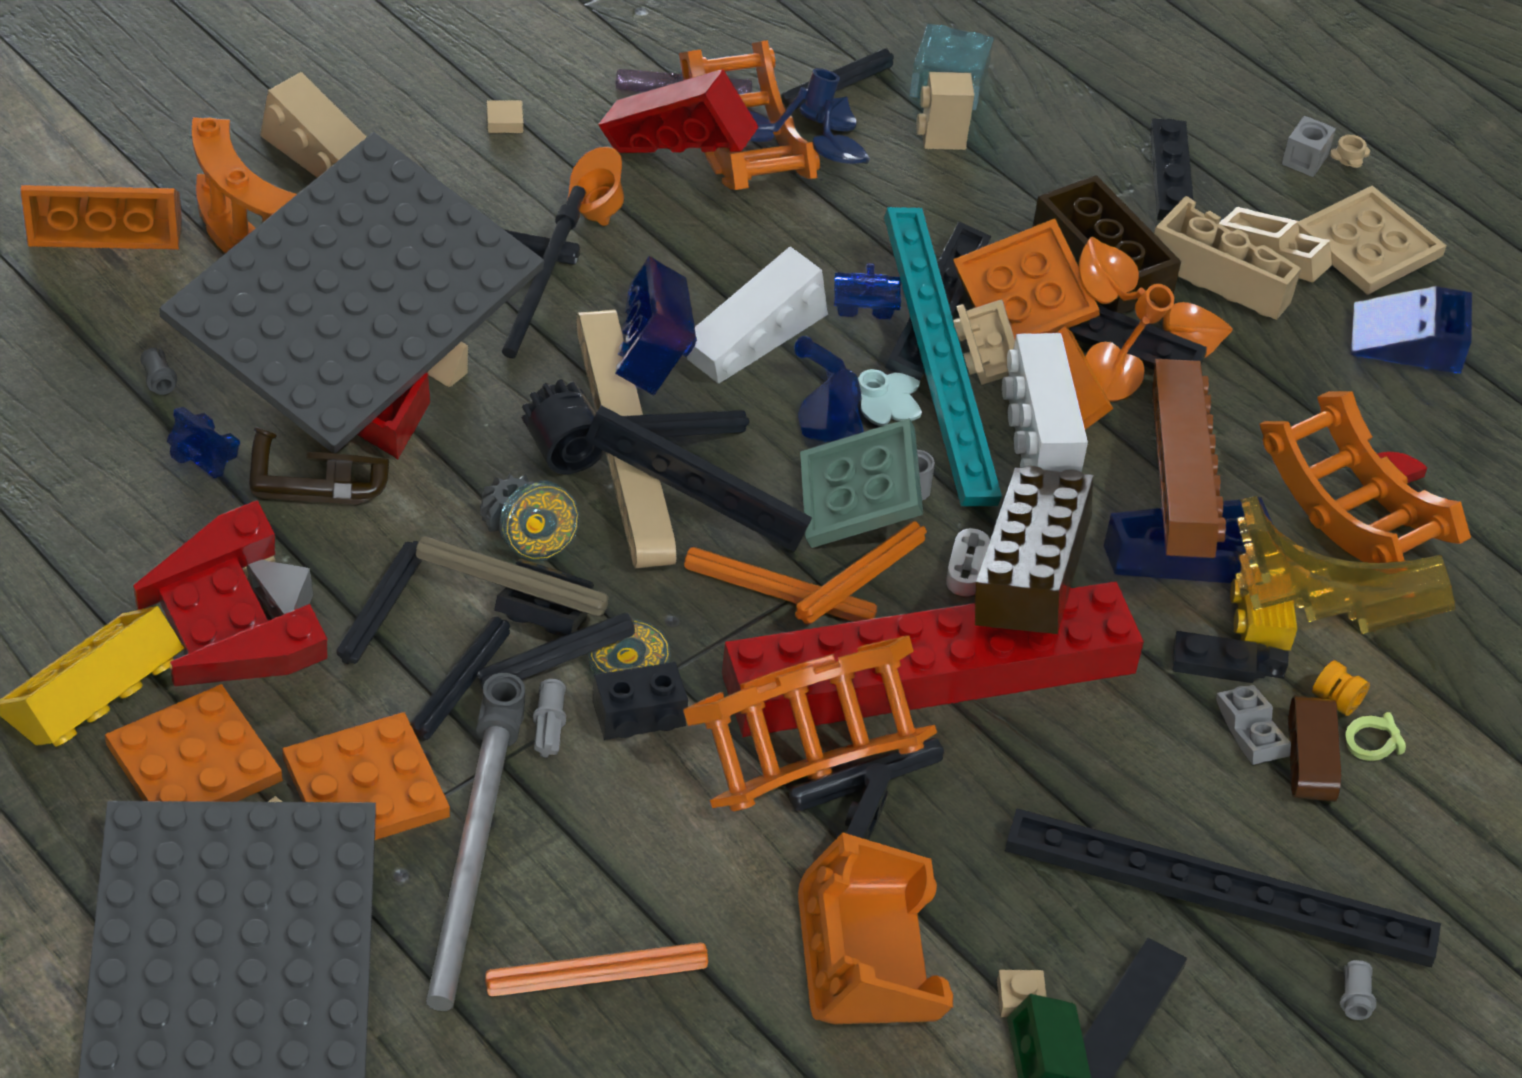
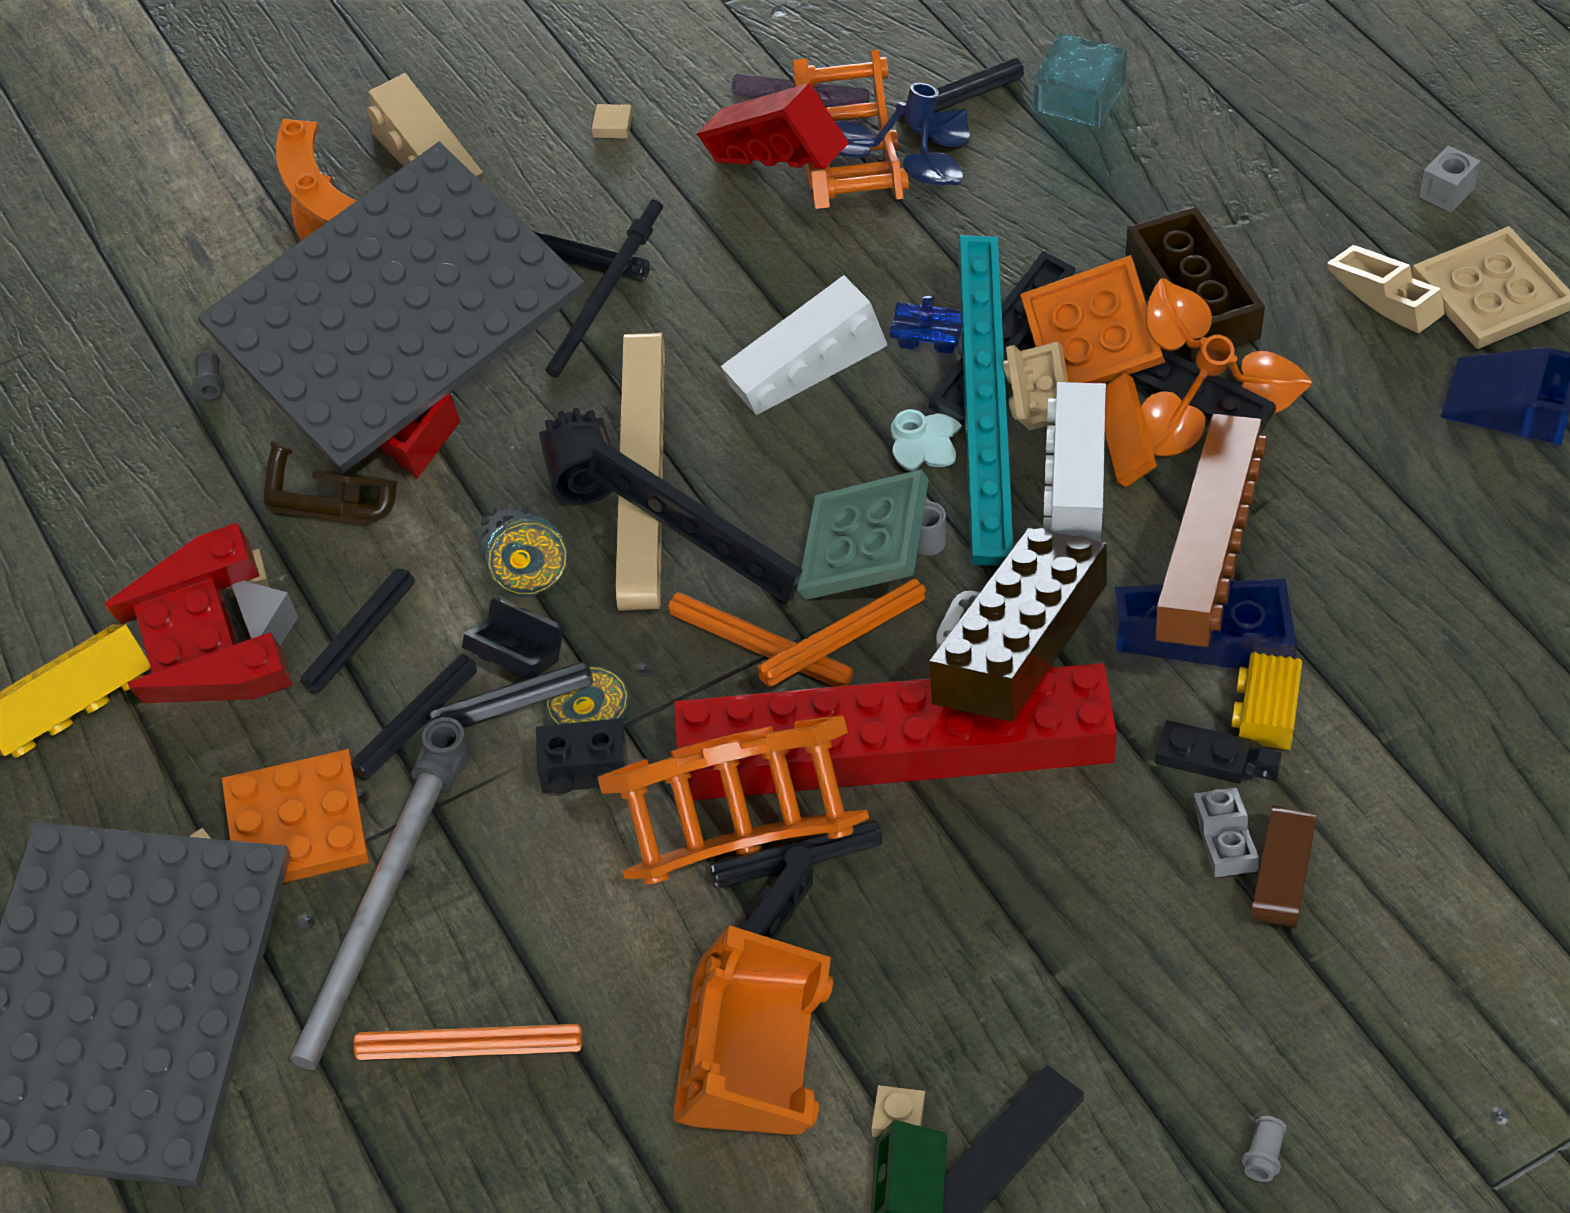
camera: 20 degrees right, 5 degrees up
(102, 217) = (193, 215): orange slope -> none
(194, 752) = (140, 776): orange plate -> none
(197, 441) = (224, 453): clear blue hips -> none
(452, 366) = (488, 382): tan slope -> none
(512, 576) = (485, 614): dark tan axle -> none
(549, 717) = (489, 766): light grey axle -> none
(601, 178) = (680, 199): orange piece -> none
(656, 326) = (694, 353): clear blue wedge -> none
(693, 423) = (702, 459): black axle -> none
(832, 408) = (866, 441): clear blue piece -> none
(946, 110) = (1057, 129): tan brick -> none
(1170, 164) = (1293, 201): black plate -> none
(1224, 887) = (1149, 1018): black plate -> none
(1228, 261) = (1320, 305): tan wedge -> none
(1326, 586) = (1332, 685): clear yellow arch -> none
(1341, 686) = (1331, 799): light orange wheel -> none
(1350, 151) = (1497, 185): tan plate -> none
(1381, 479) = (1477, 607): orange fence -> none
(1386, 723) = (1372, 843): yellowish green piece -> none
(1408, 465) = (1463, 549): red tile -> none

